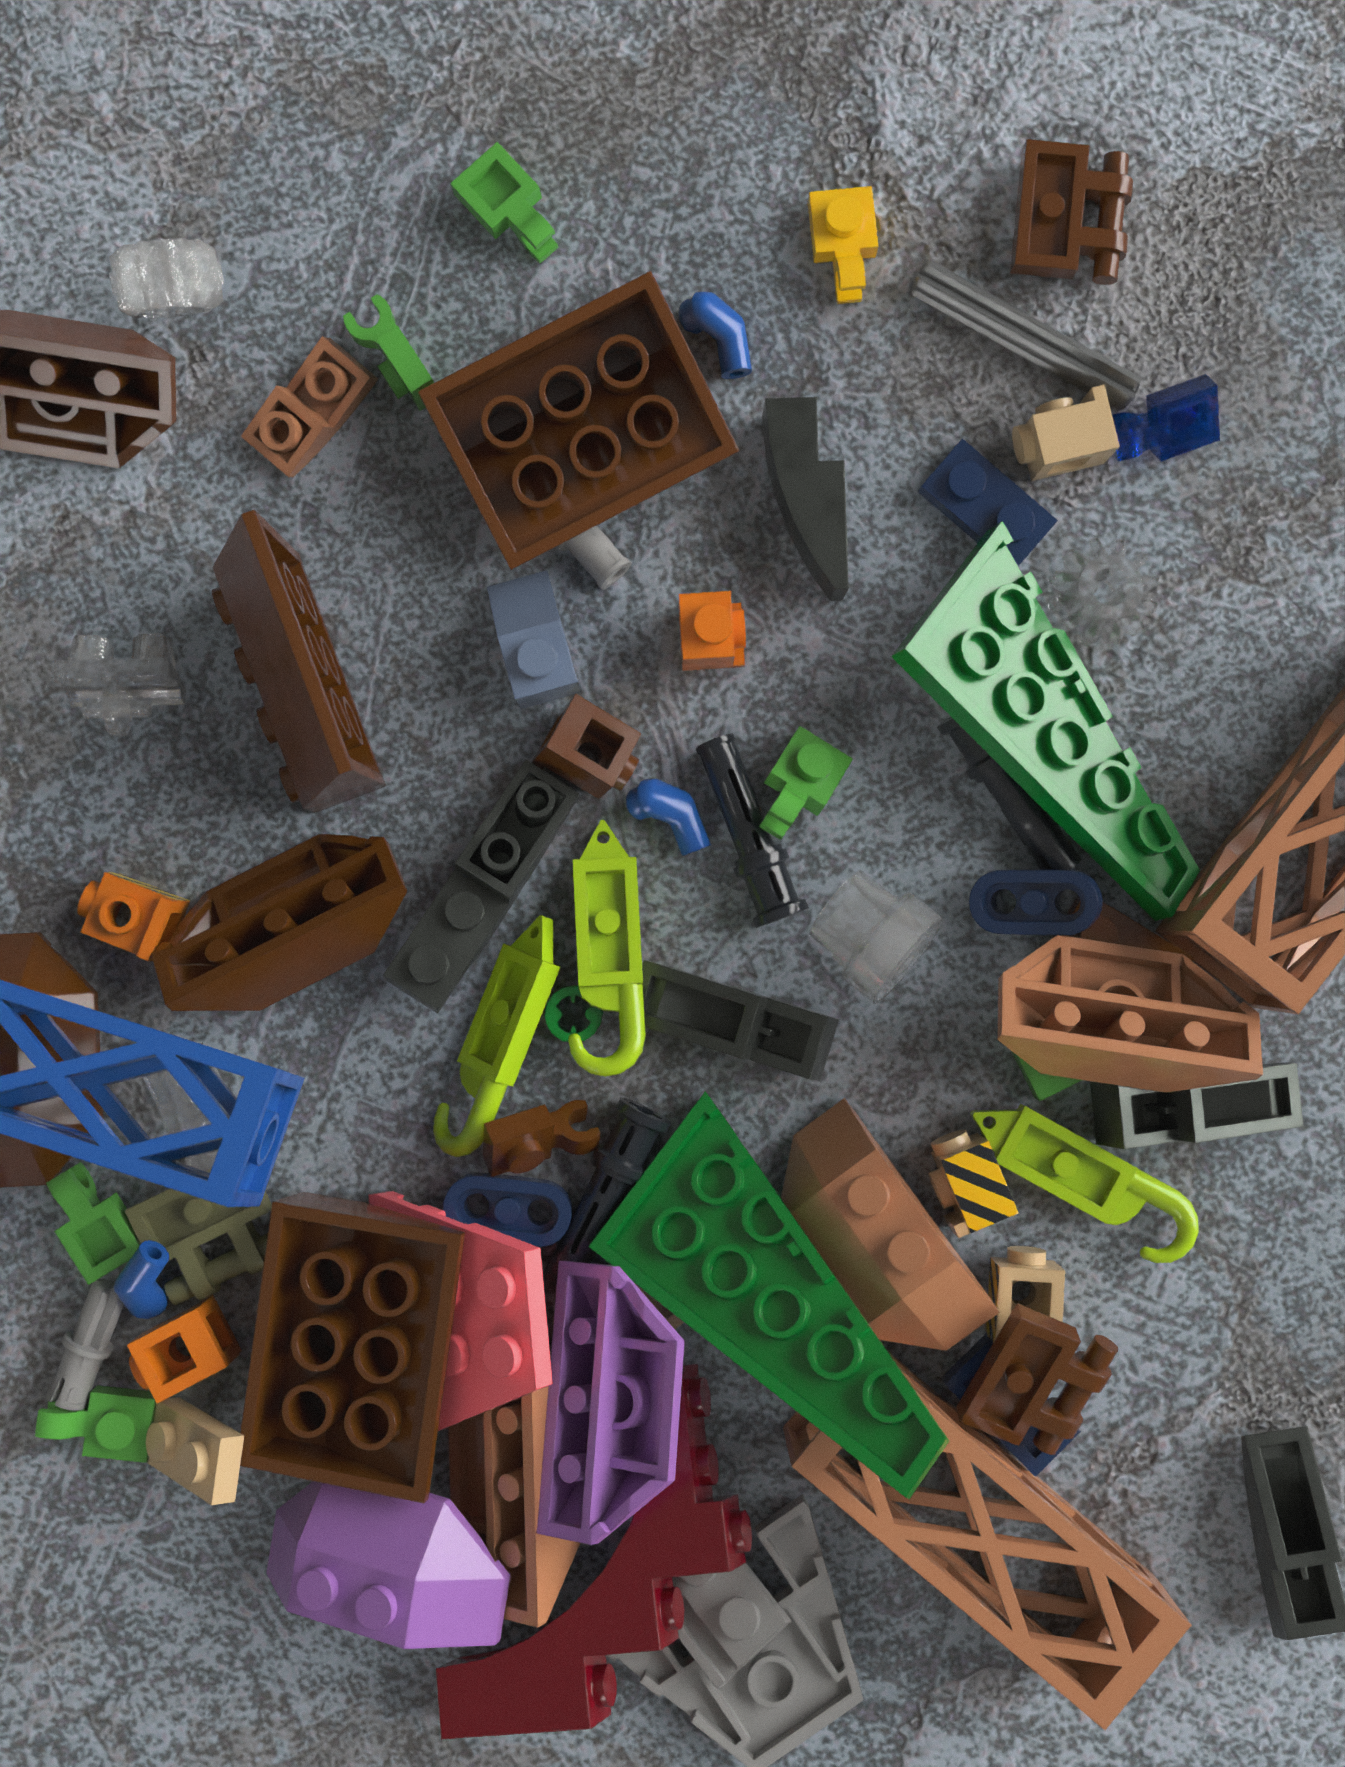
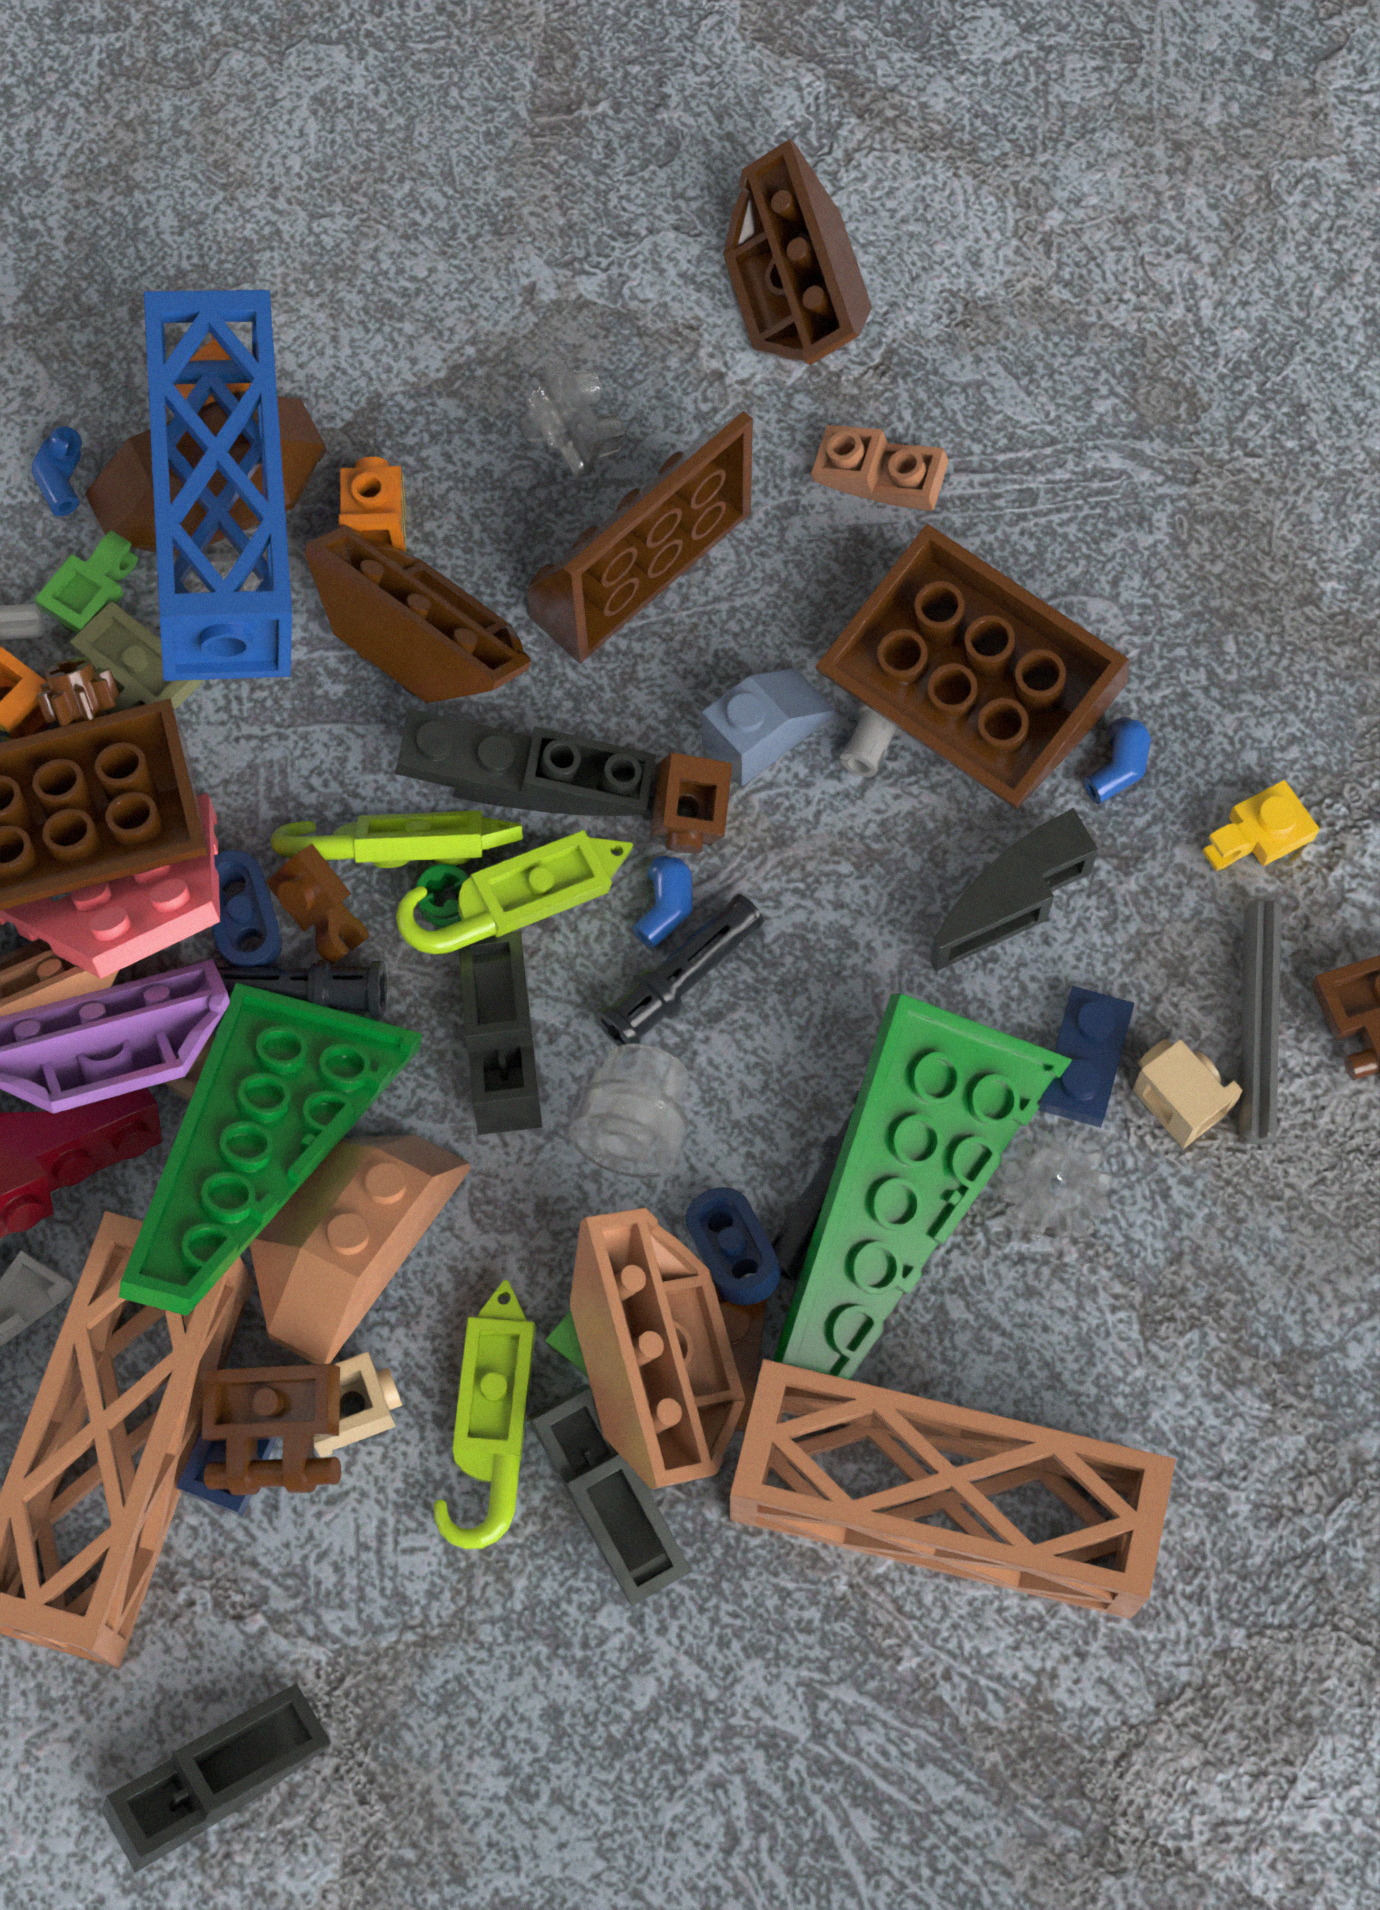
camera: 70 degrees right, 20 degrees down
(137, 1281) = (51, 633): blue arm -> none
(166, 278) = (926, 311): clear gear -> none
(223, 1288) = (76, 692): none -> reddish brown gear
(402, 366) = (958, 513): bright green plate -> none
(503, 197) = (1138, 538): bright green plate -> none
(711, 631) = (845, 858): orange brick -> none
(804, 778) = (753, 994): bright green plate -> none
(970, 1182) = (438, 1303): brick -> none
(1175, 421) = (1252, 1182): clear blue plate -> none

